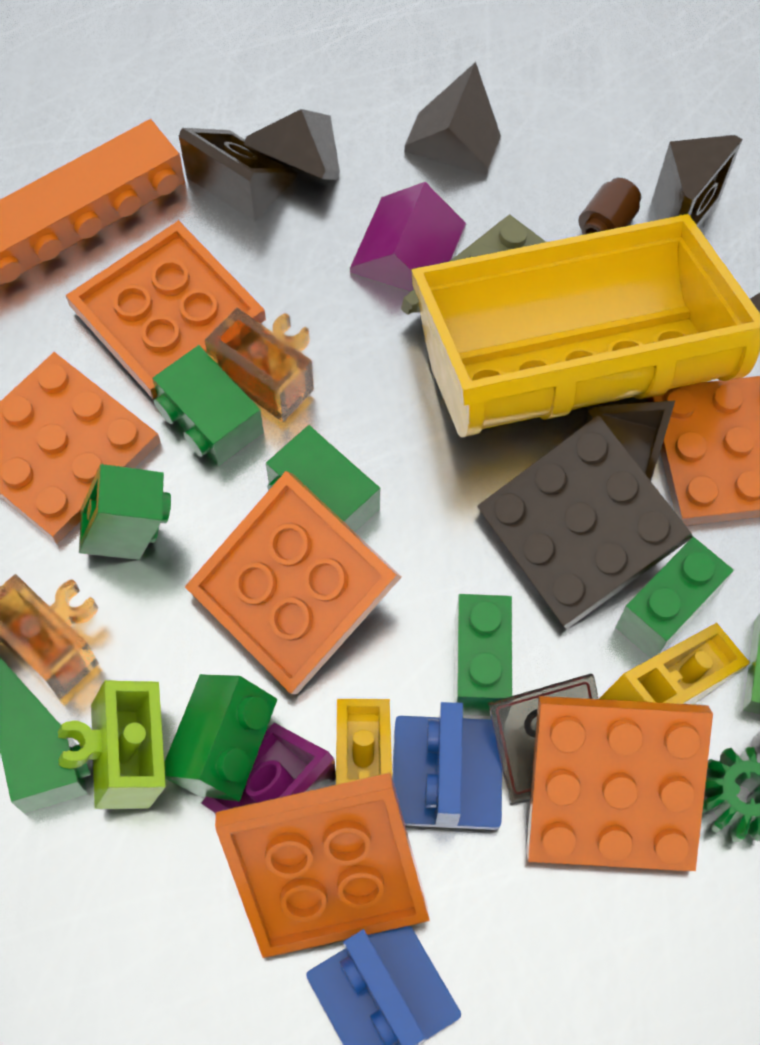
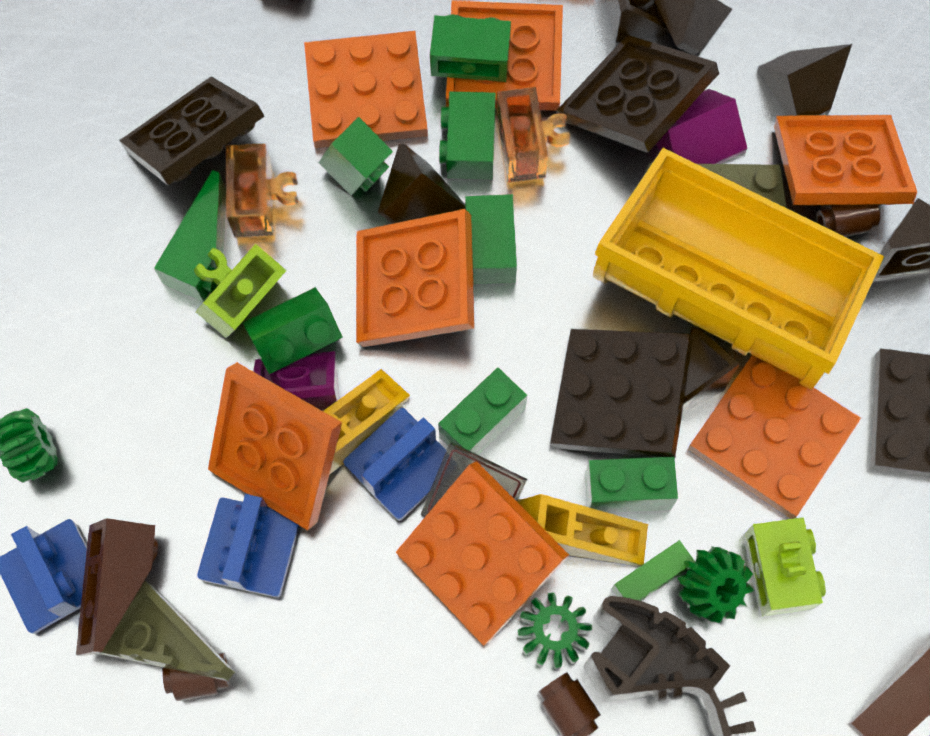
camera: 45 degrees right, 5 degrees up
(134, 321) = (470, 48): none -> green brick
(209, 501) = (415, 190): none -> dark brown slope
(331, 243) = (638, 92): none -> dark brown plate
(563, 166) = (844, 160): none -> orange plate

